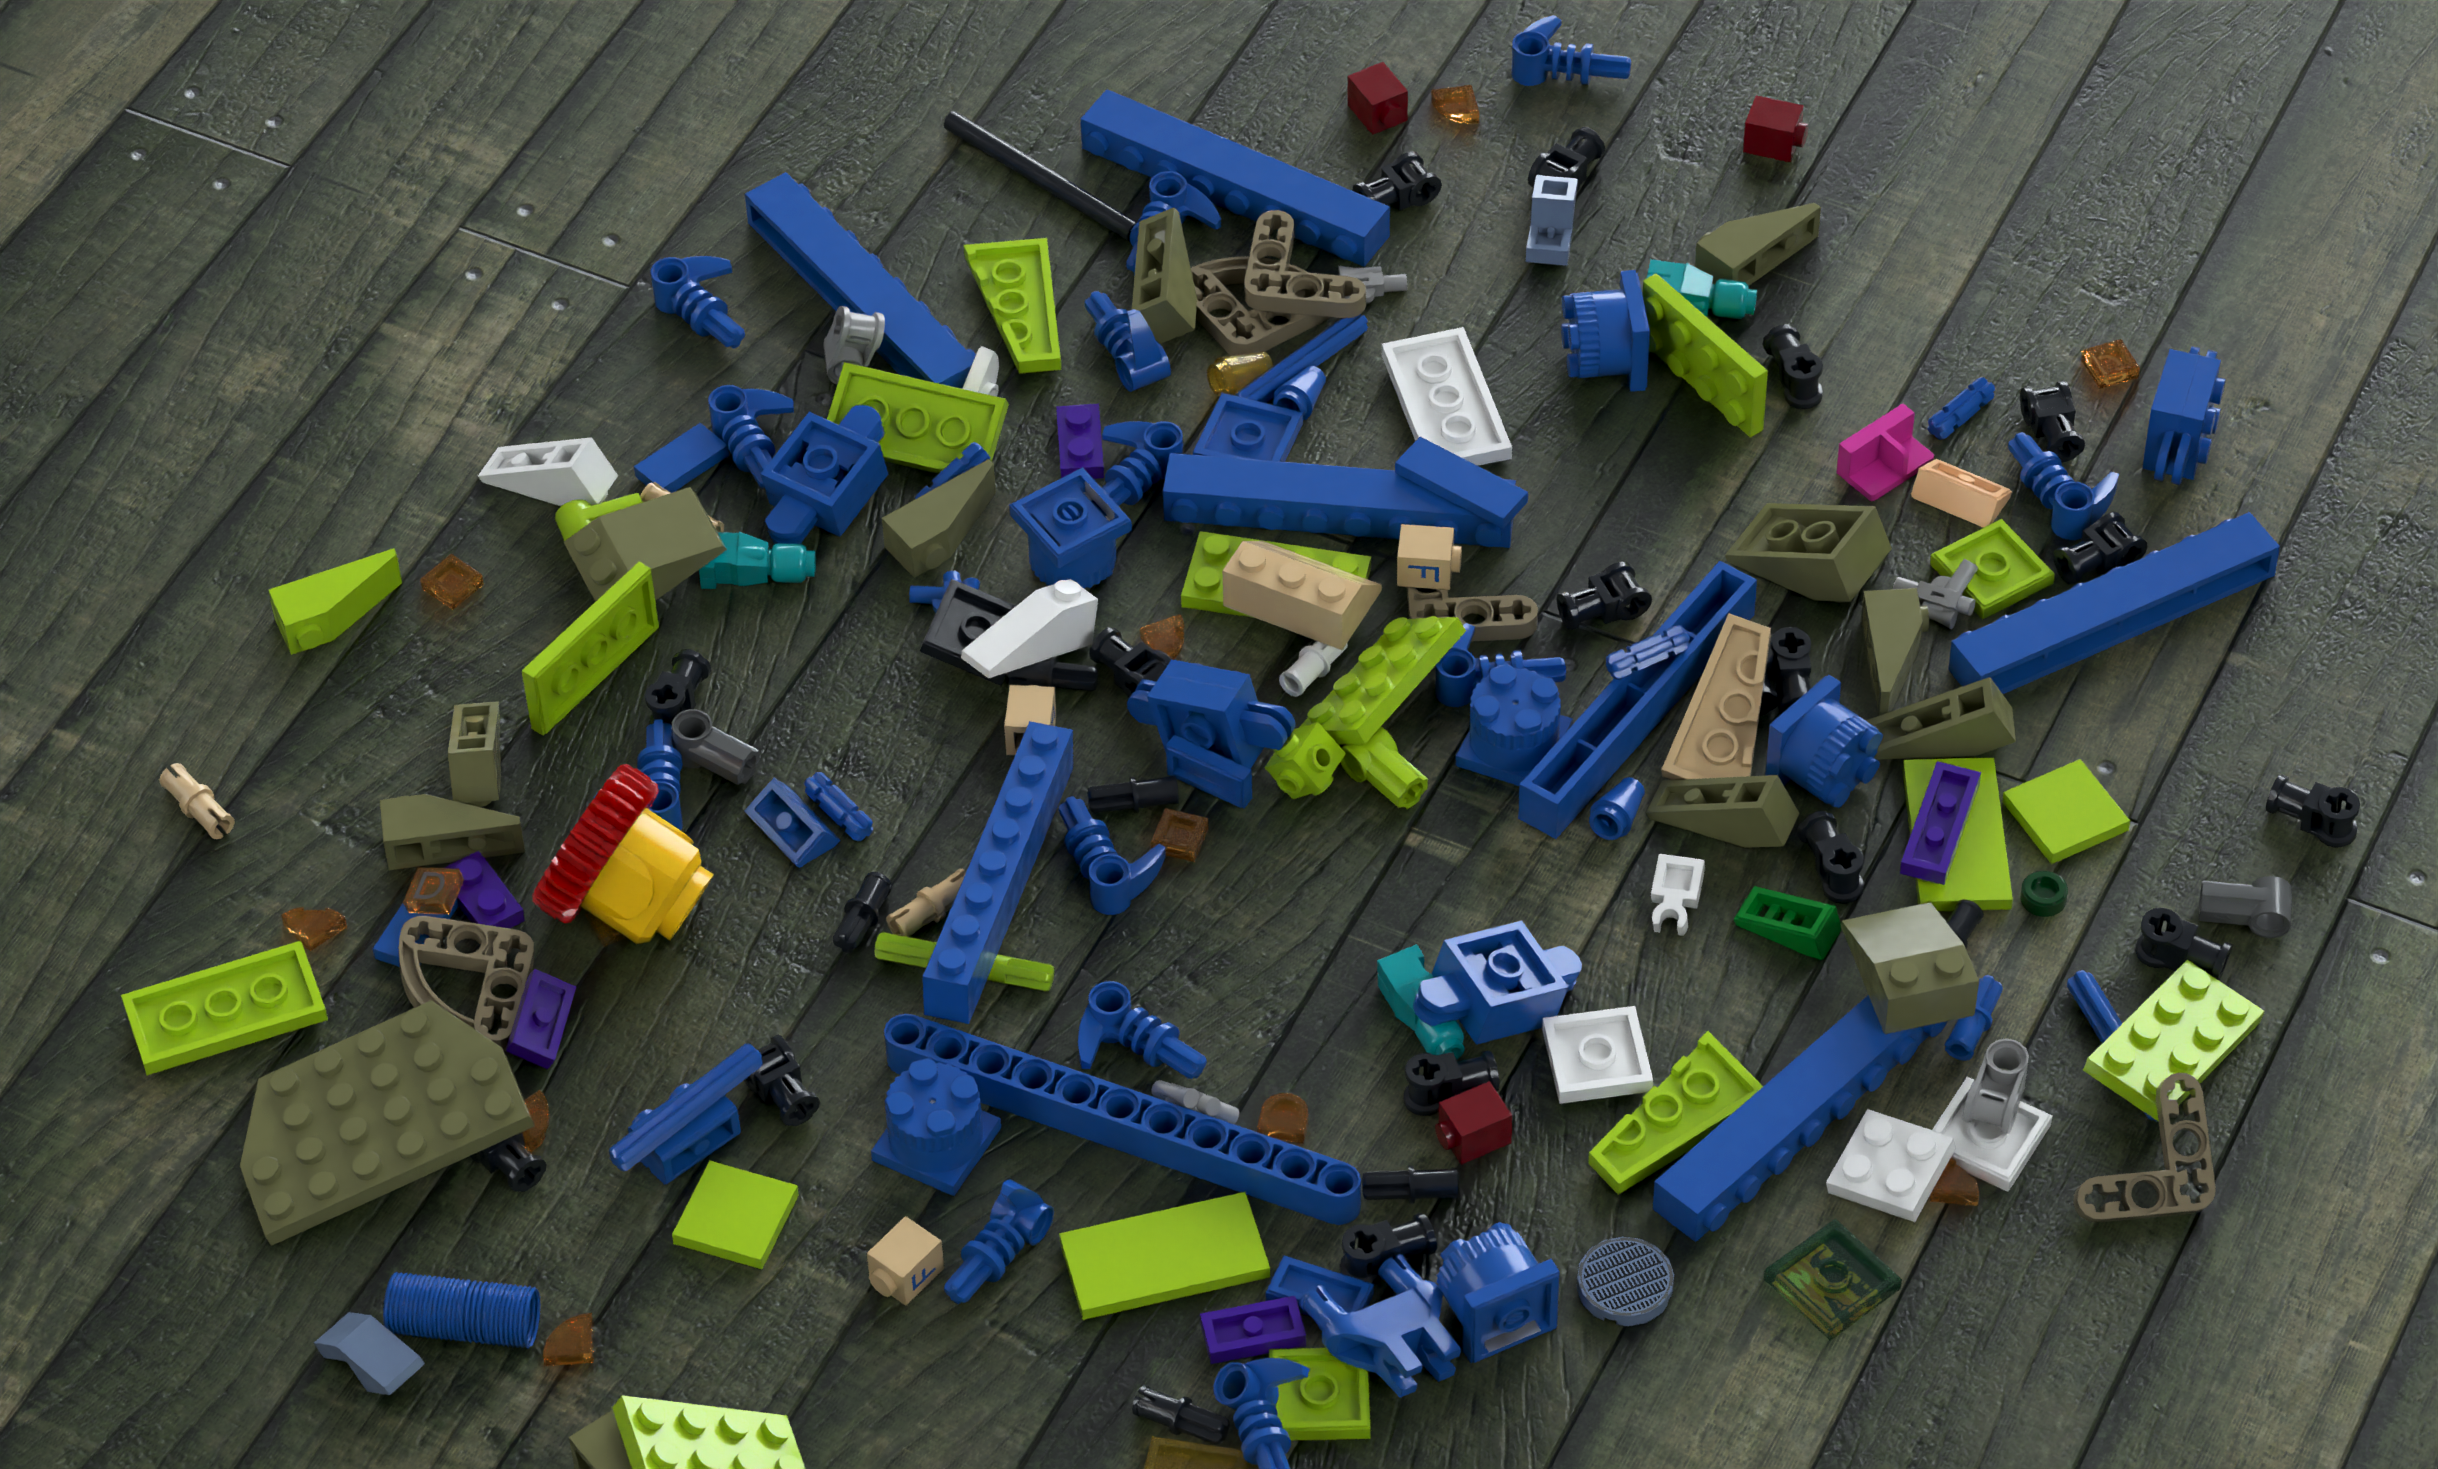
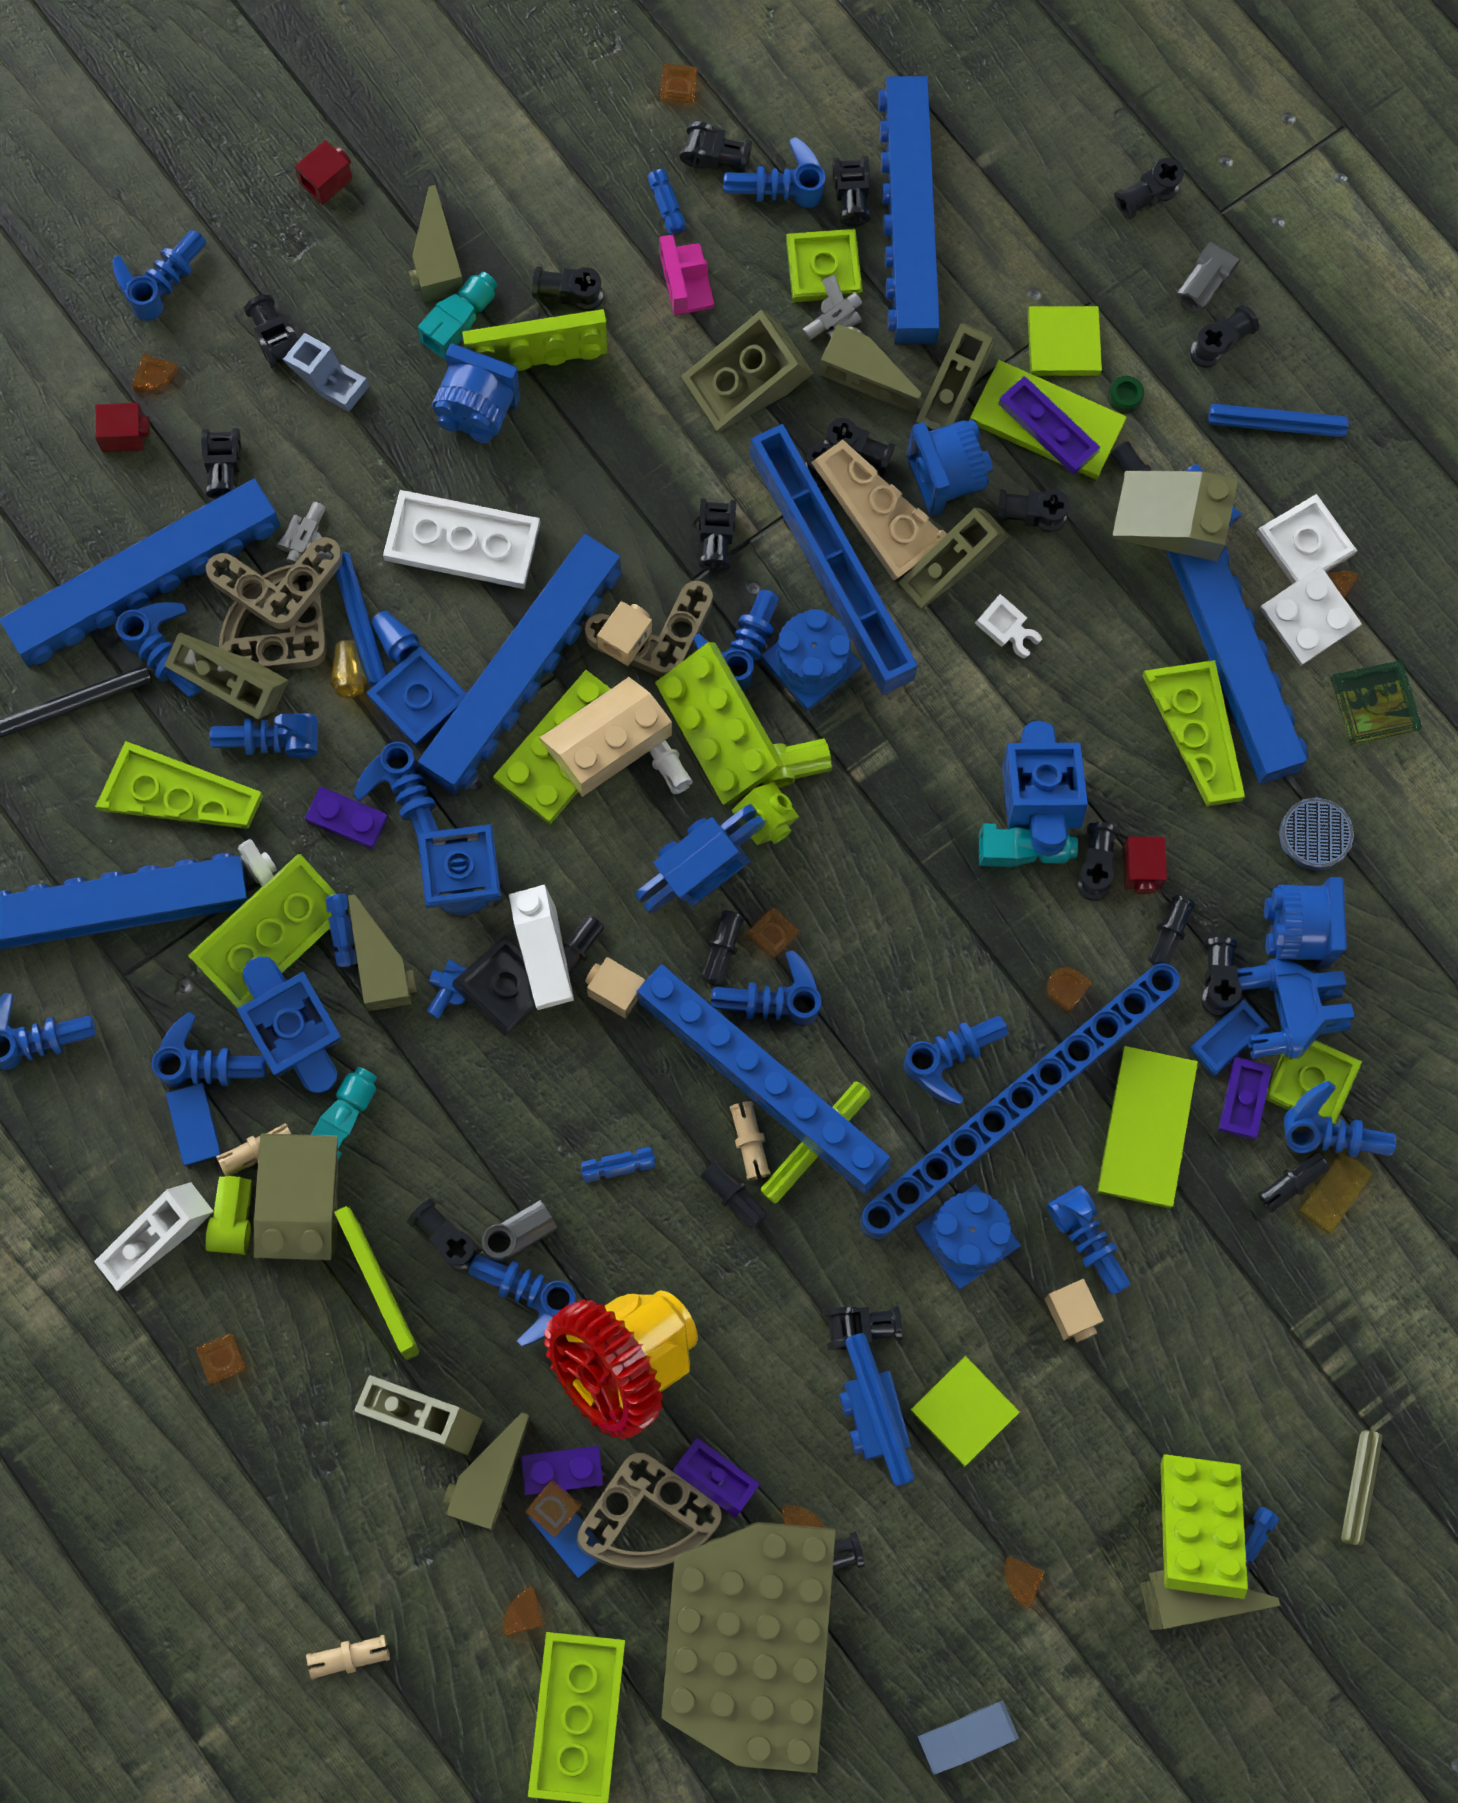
camera: 70 degrees left, 25 degrees up
(331, 601) = (199, 1477): lime slope -> none
(453, 1307) = (961, 1664): blue piece -> none
(791, 823) = (614, 1206): blue slope -> none
(852, 340) = (161, 940): light grey piece -> none
(1127, 662) = (603, 887): black connector -> none
(1165, 635) = (580, 853): clear orange tile -> none
(1195, 1100) = (1033, 1045): light grey piece -> none
(1209, 771) = (734, 885): blue tile -> none
(1461, 482) = (572, 572): blue tile -> none
(1597, 1054) = (1123, 752): white plate -> none
(1616, 809) = (916, 627): blue cone -> none
(1647, 652) = (818, 532): axle -> none
(1811, 938) = (1081, 542): green slope -> none
(1960, 492) = (742, 245): light nougat slope -> none
(1997, 1092) = (1296, 517): light grey piece -> none
(2167, 1181) = (1408, 452): dark tan beam -> none
(2179, 1029) = (1300, 386): plate -> none
(2183, 415) = (774, 65): blue brick -> none

